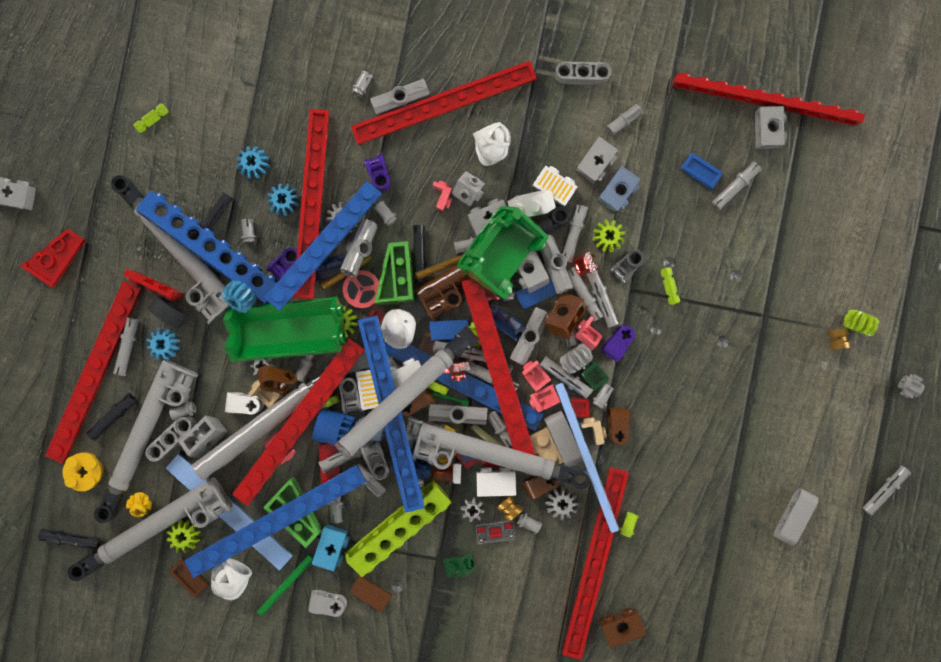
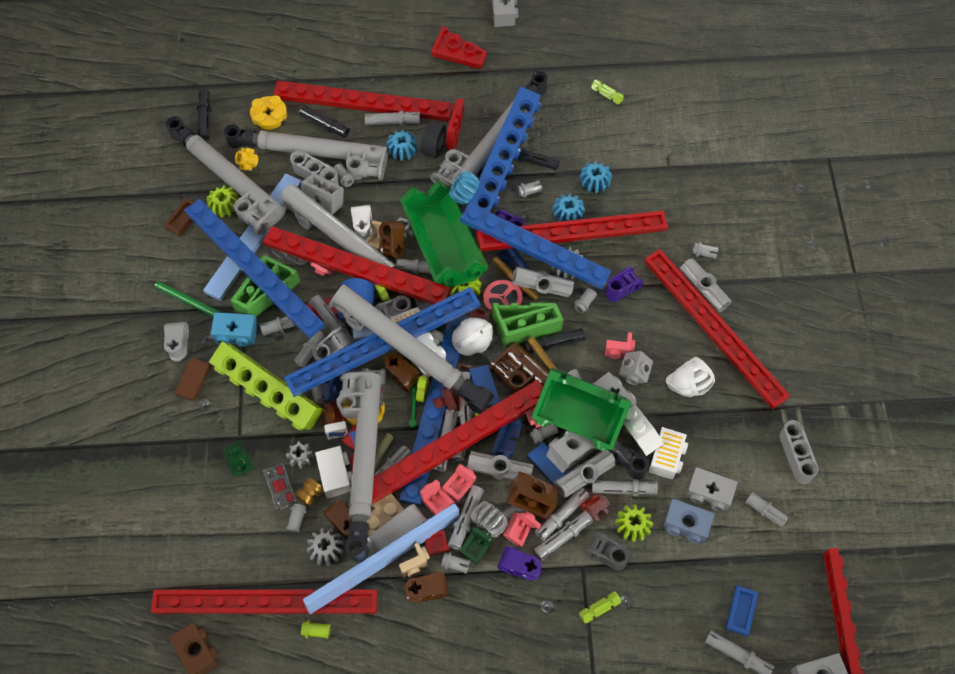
camera: 80 degrees right, 25 degrees down
(230, 579) = (187, 247): white helmet -> none
(471, 415) = (400, 427): light grey piece -> none

